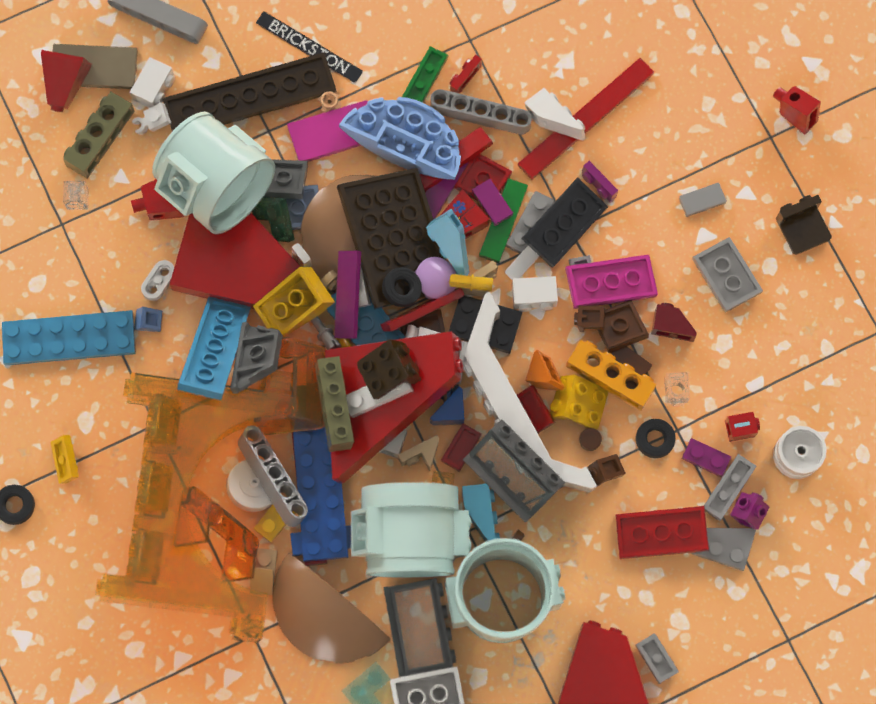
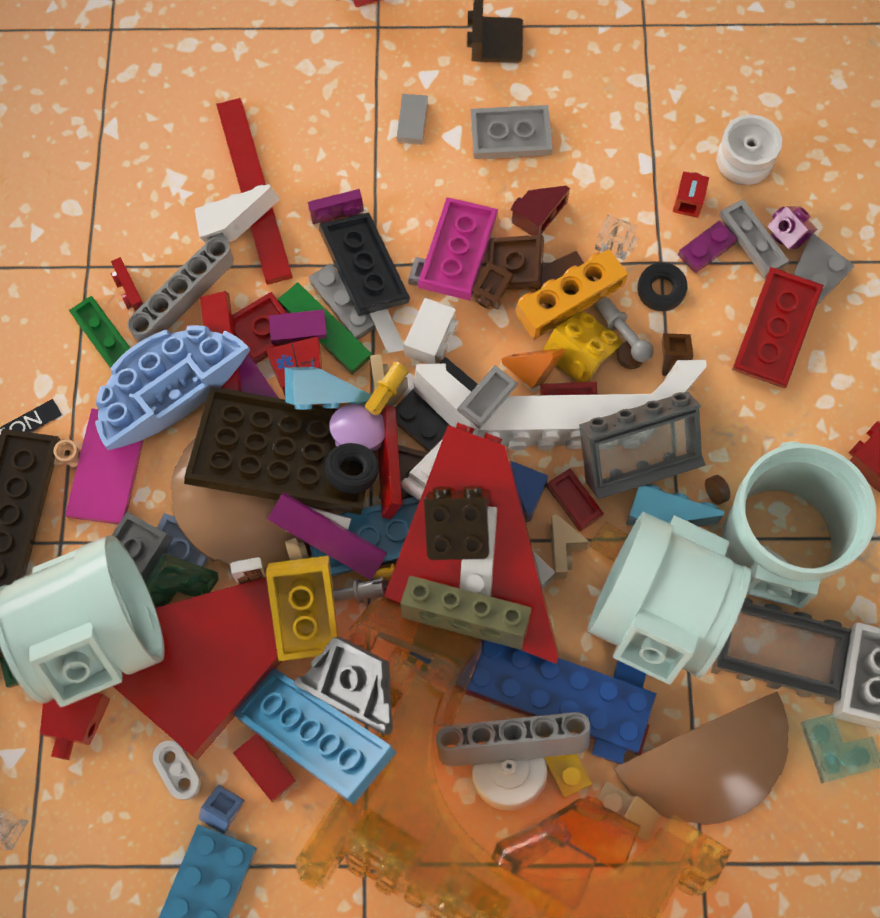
camera: 60 degrees left, 5 degrees down
(184, 333) = (264, 767): none -> red tile
(489, 349) = (487, 397): none -> light grey tile
(593, 442) = (640, 349): none -> light grey pin

